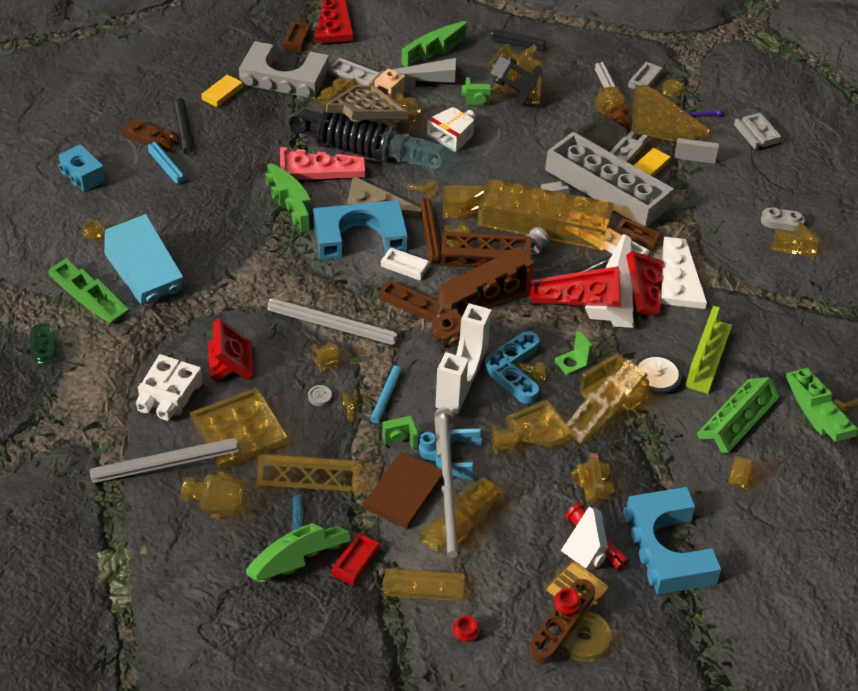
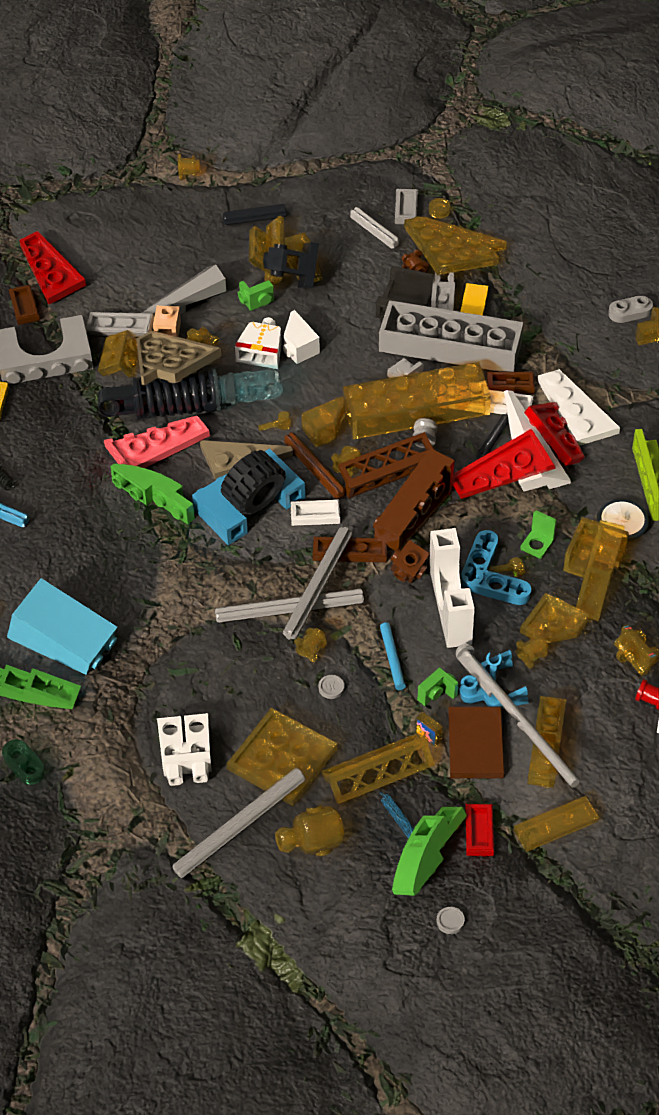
camera: 25 degrees left, 5 degrees up
(229, 352) = (218, 686): red bracket -> none
(278, 618) = (450, 920): none -> light grey piece
(349, 401) = (364, 679): clear yellow hand -> none
(360, 214) = (253, 482): none -> black tyre
(362, 312) = (317, 583): none -> light grey axle
(370, 460) = (430, 728): none -> clear yellow tile
(435, 42) = (176, 252): bright green slope -> none
(456, 428) = (493, 667): none -> dark azure hand
(466, 628) = (621, 845): red plate -> none
(484, 136) = (300, 339): none -> white slope
(608, 98) = (393, 248): clear yellow brick -> none
(696, 150) = (509, 269): light grey tile -> none
(719, 113) = (500, 217): dark purple hinge -> none
(757, 130) = (550, 222): light grey plate -> none

